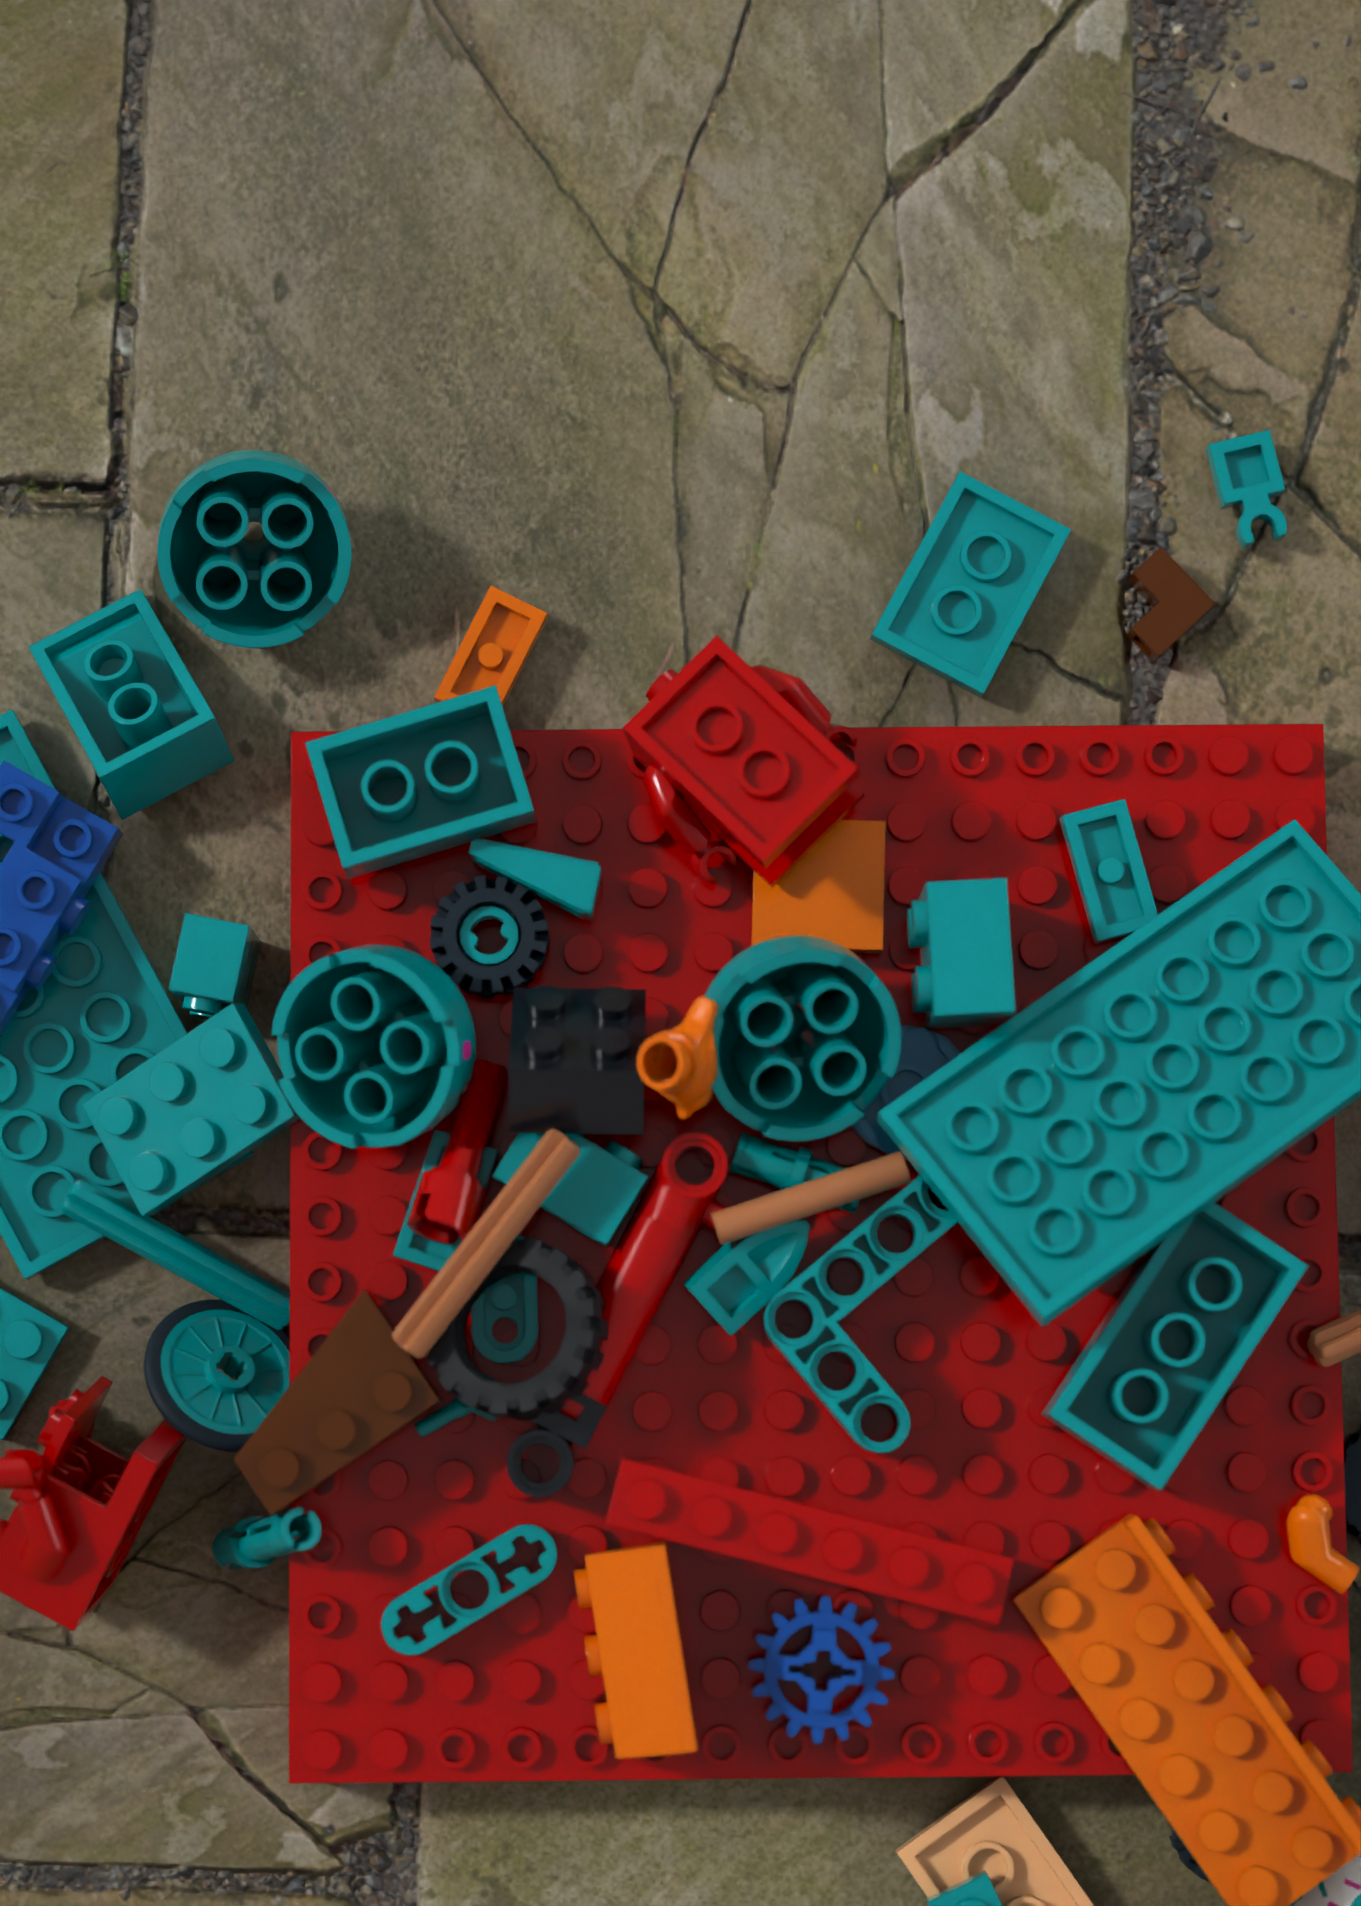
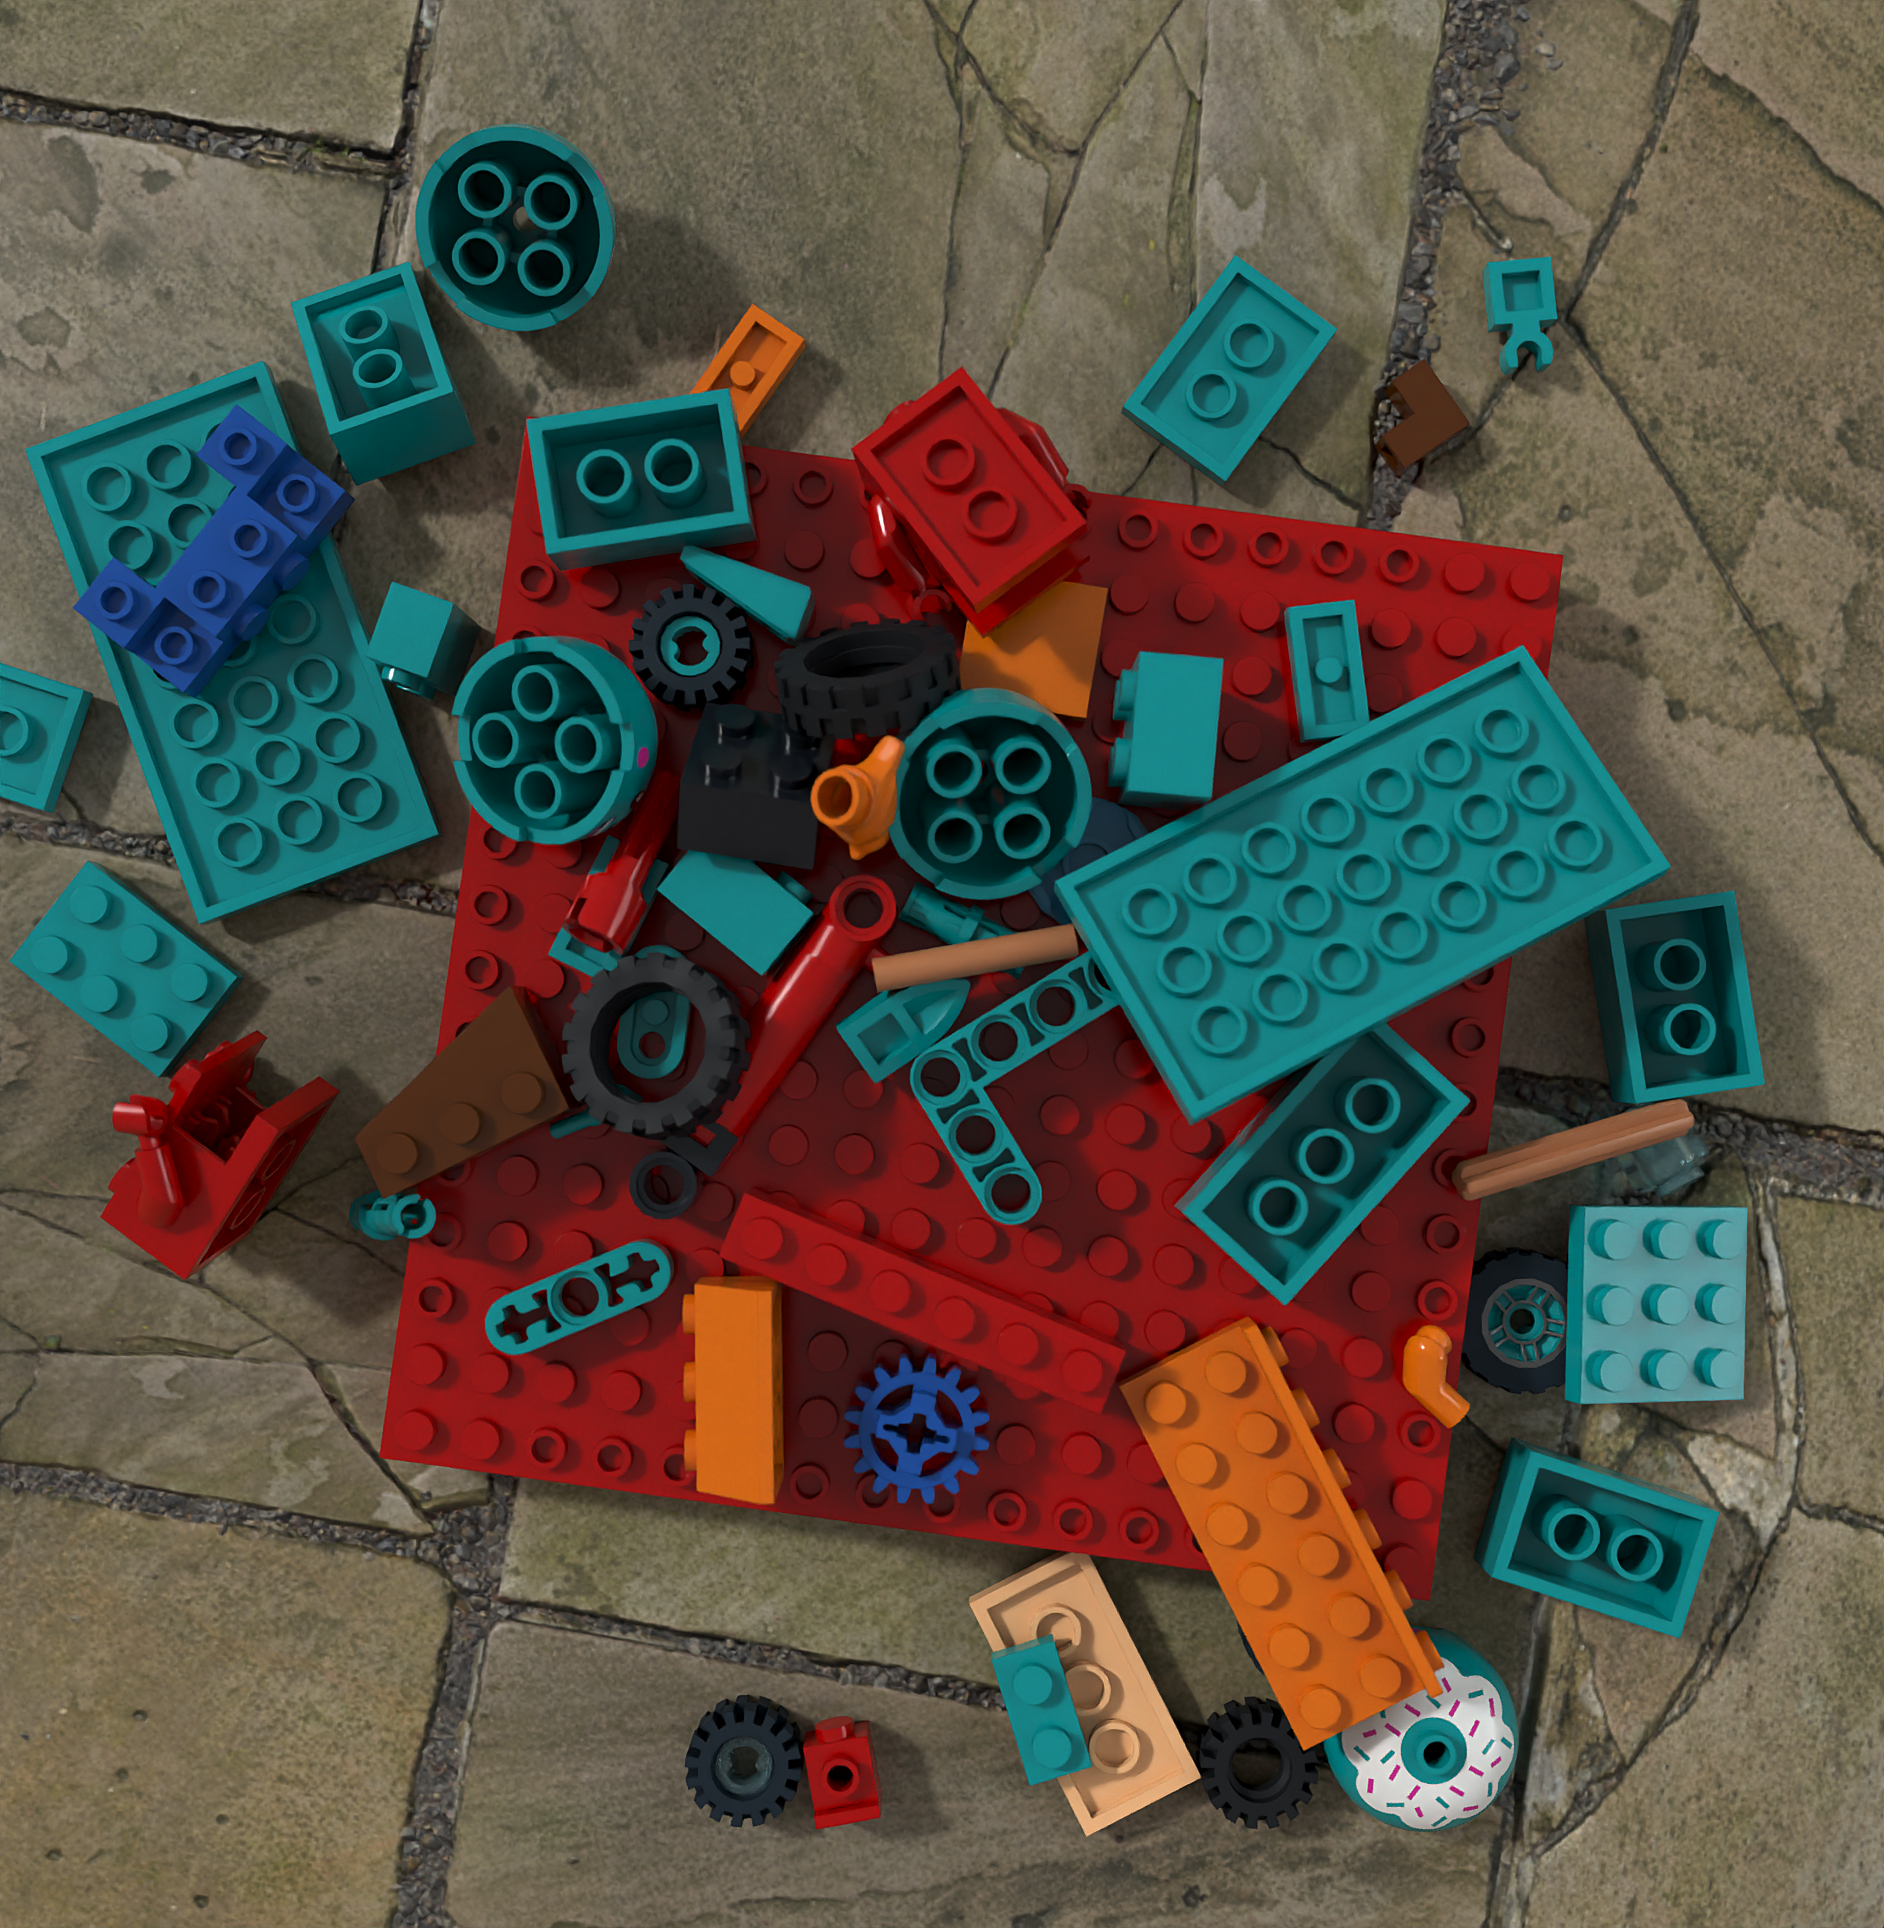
camera: 15 degrees right, 5 degrees up
(178, 1254) = (345, 917): teal axle -> none
(185, 1378) = (338, 1035): teal wheel -> none
(191, 1109) = (375, 780): teal plate -> none
(486, 1243) = (636, 957): nougat axle -> none
(619, 942) = (866, 678): none -> black tyre

